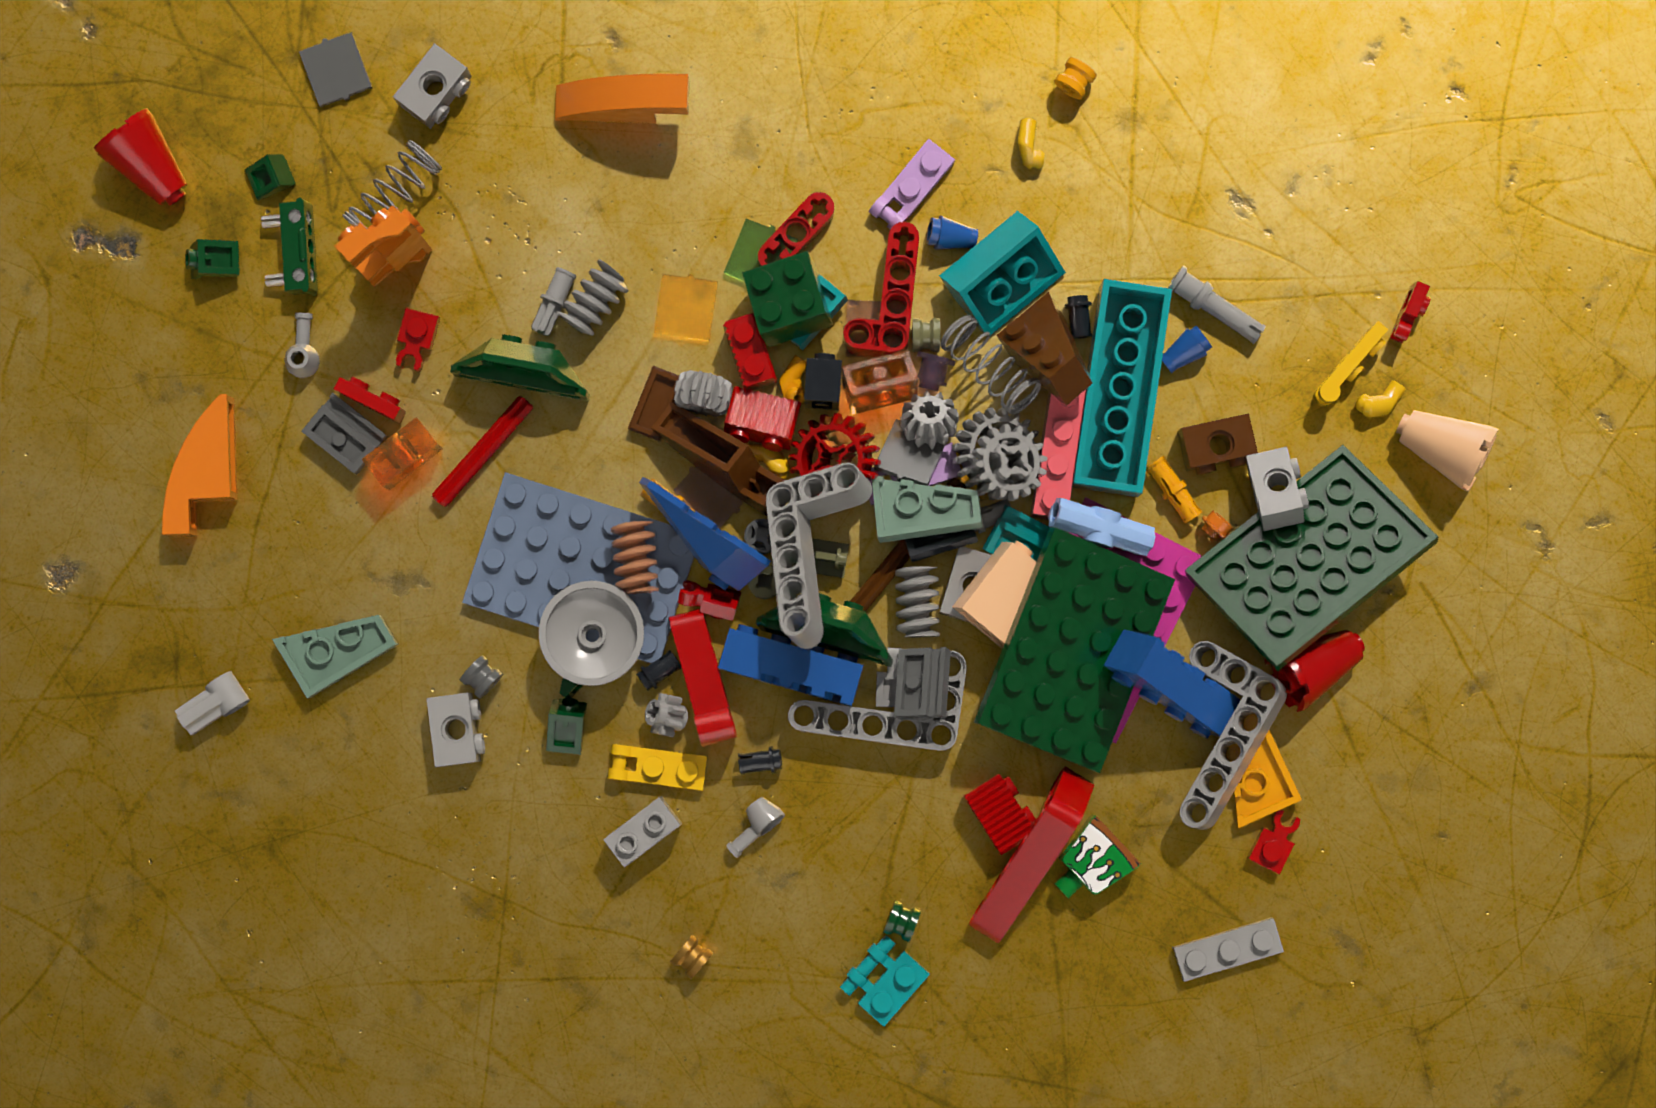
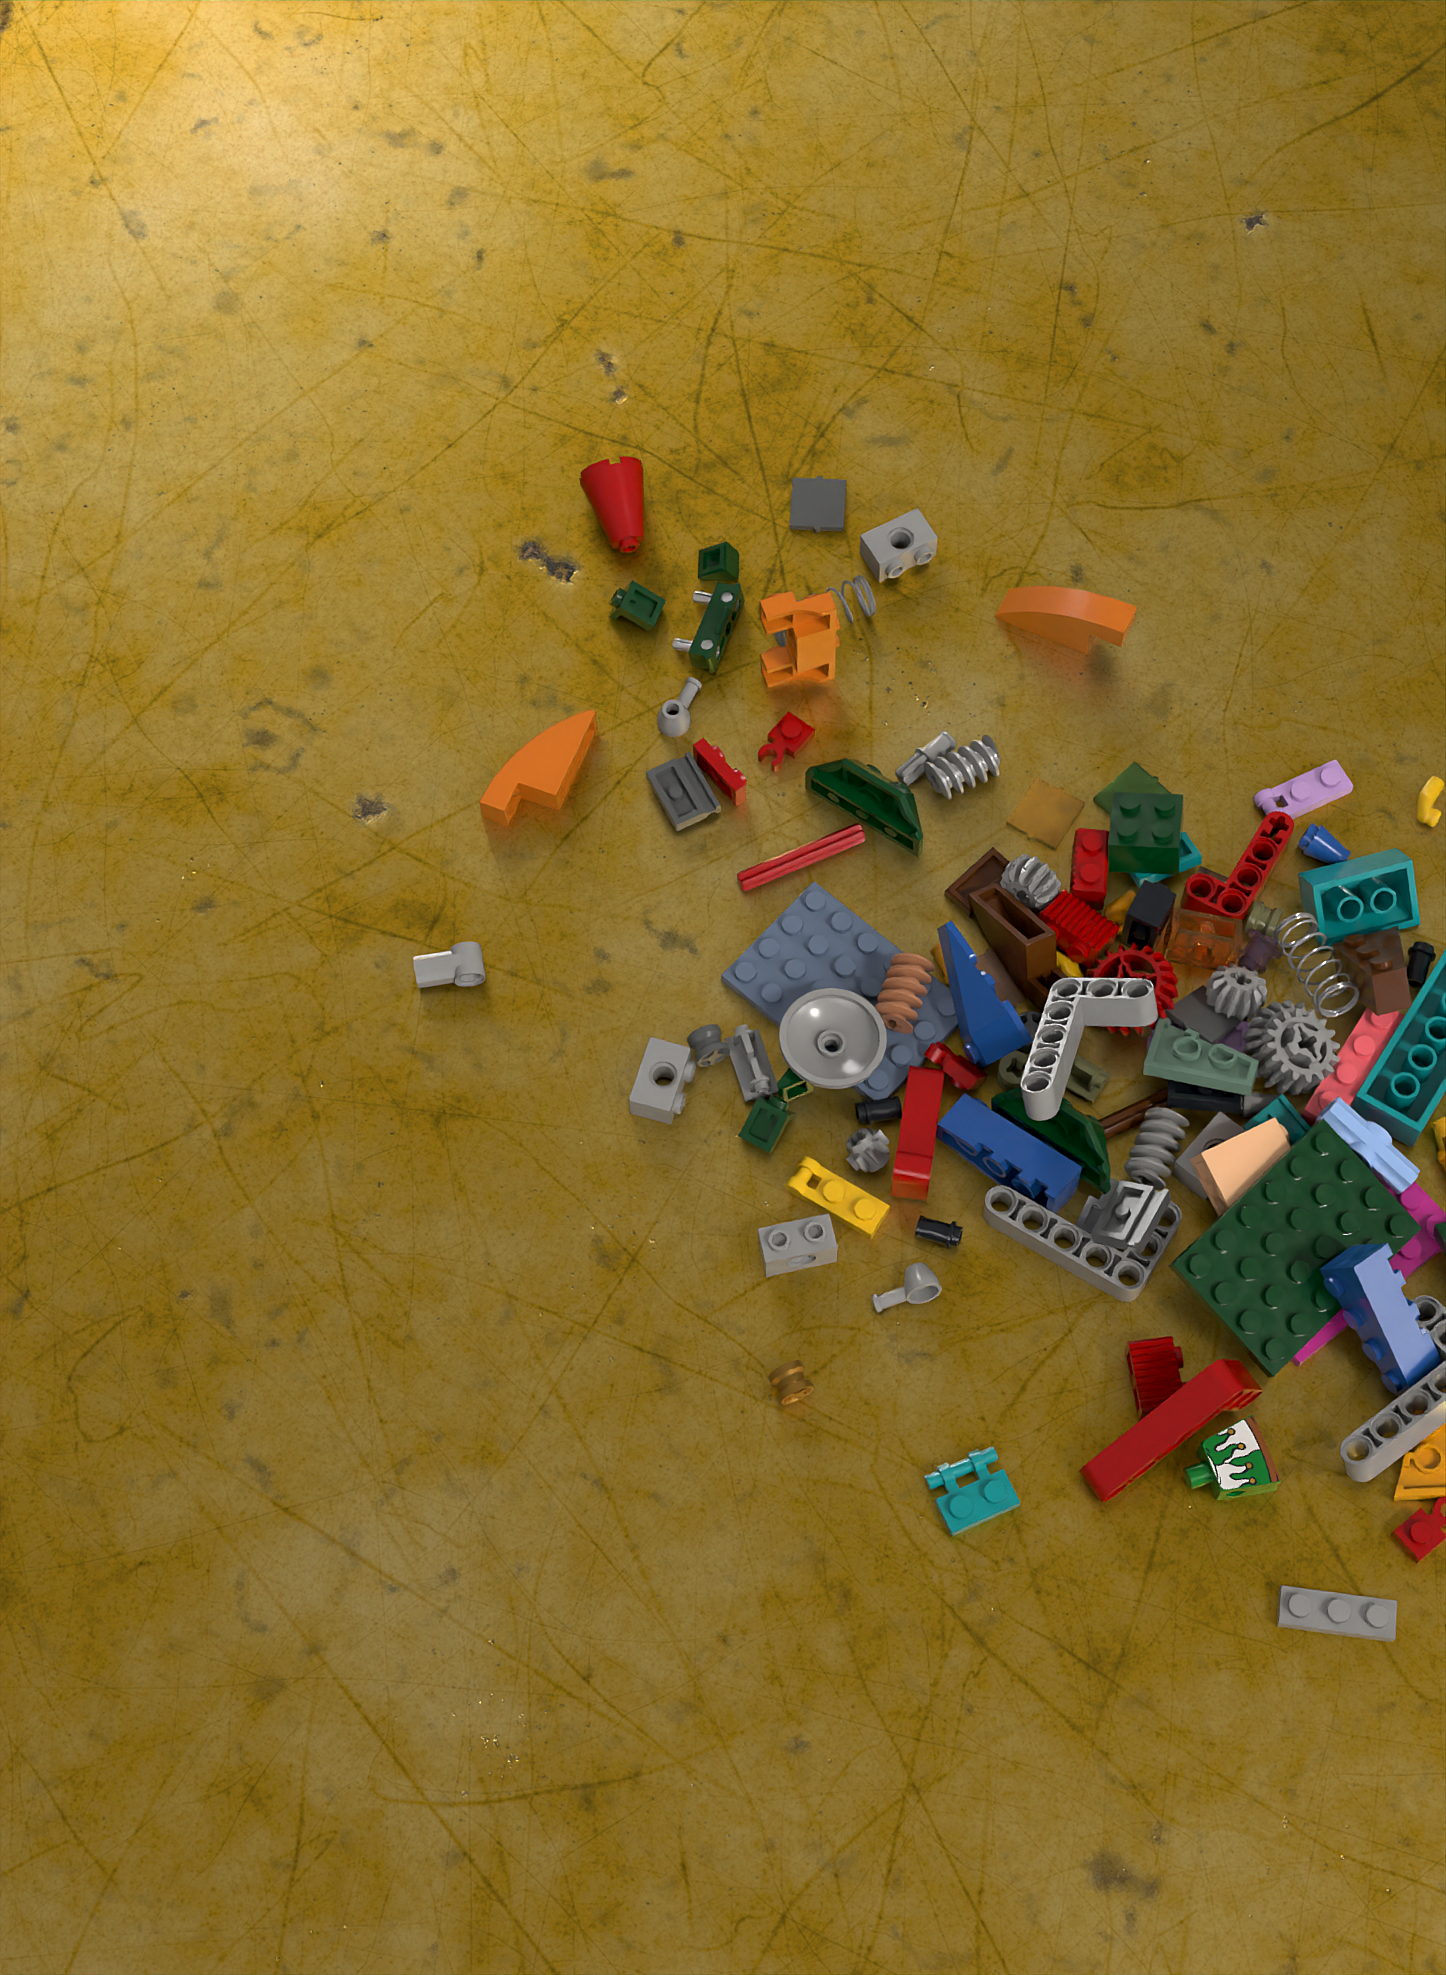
camera: 25 degrees right, 20 degrees down
(333, 652) = (583, 970): sand green wing -> none
(402, 453) = (728, 826): clear orange brick -> none
(527, 675) = (751, 1063): none -> light grey hinge
(806, 209) = (1187, 778): red beam -> none
(902, 921) = (1014, 1438): dark green wheel -> none

